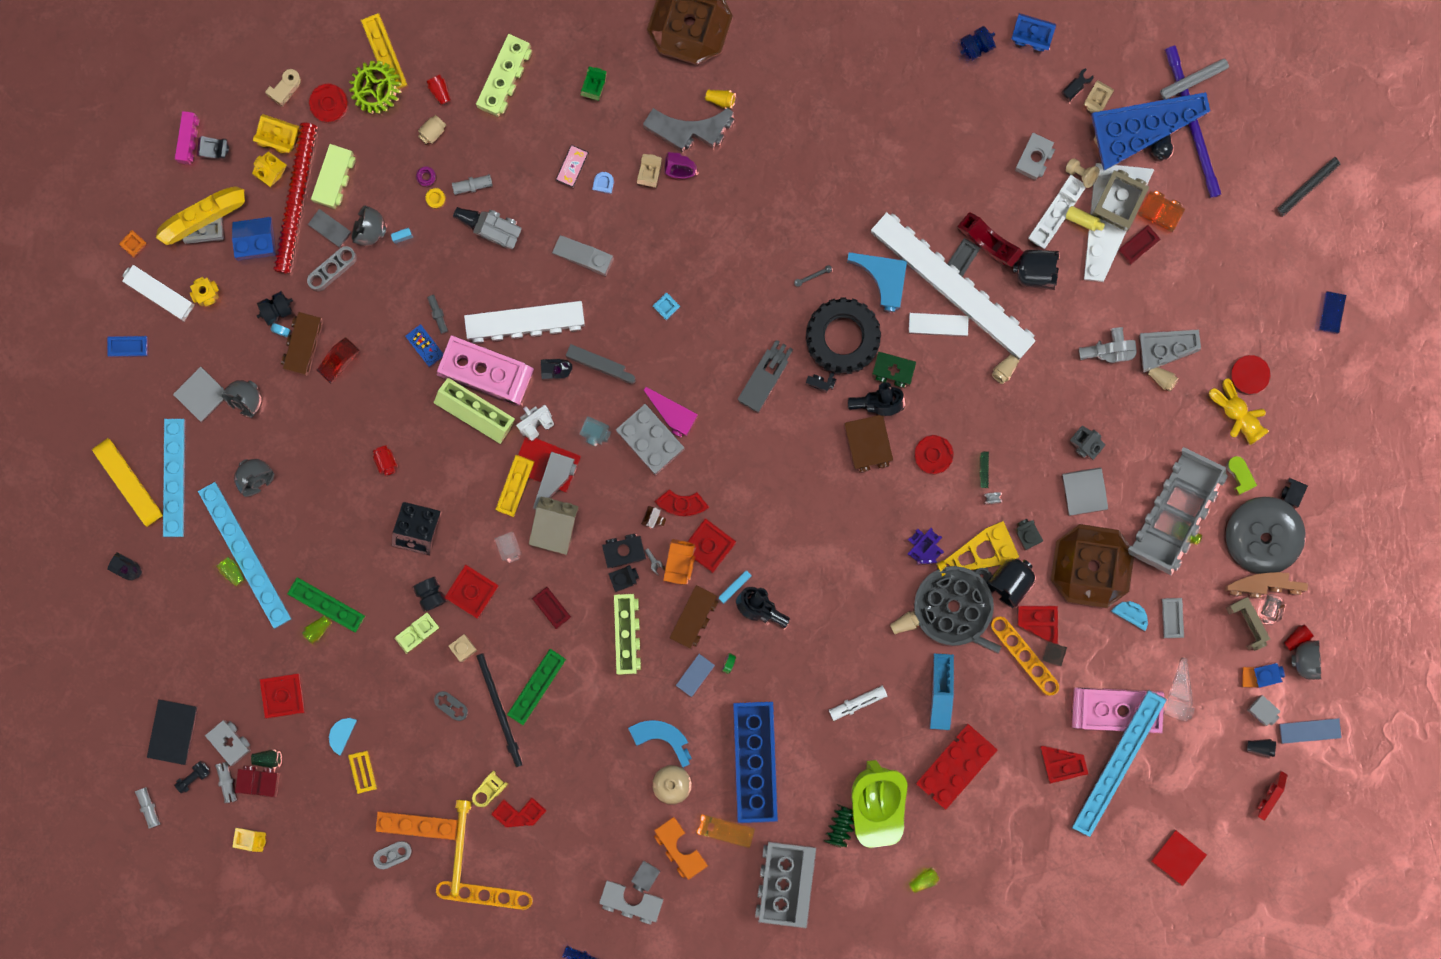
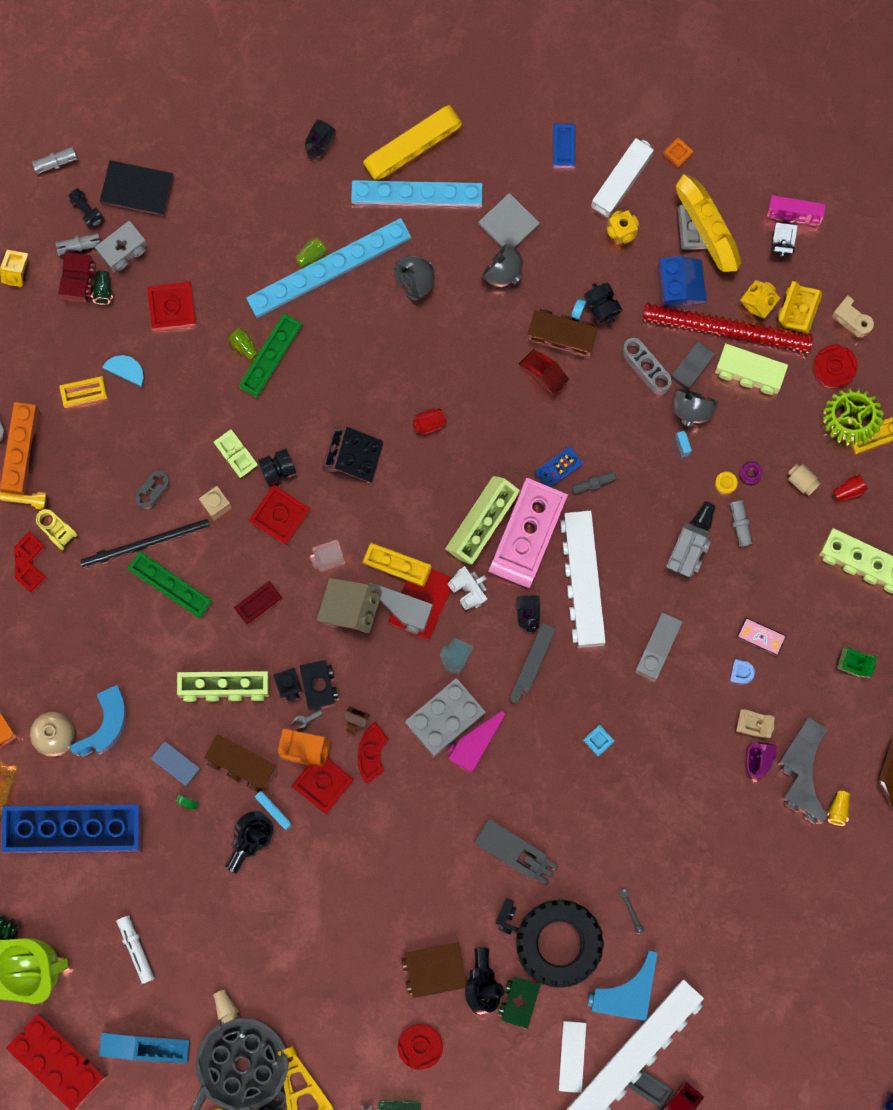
camera: 85 degrees right, 5 degrees down
(924, 547) = (313, 1036): dark purple piece -> none

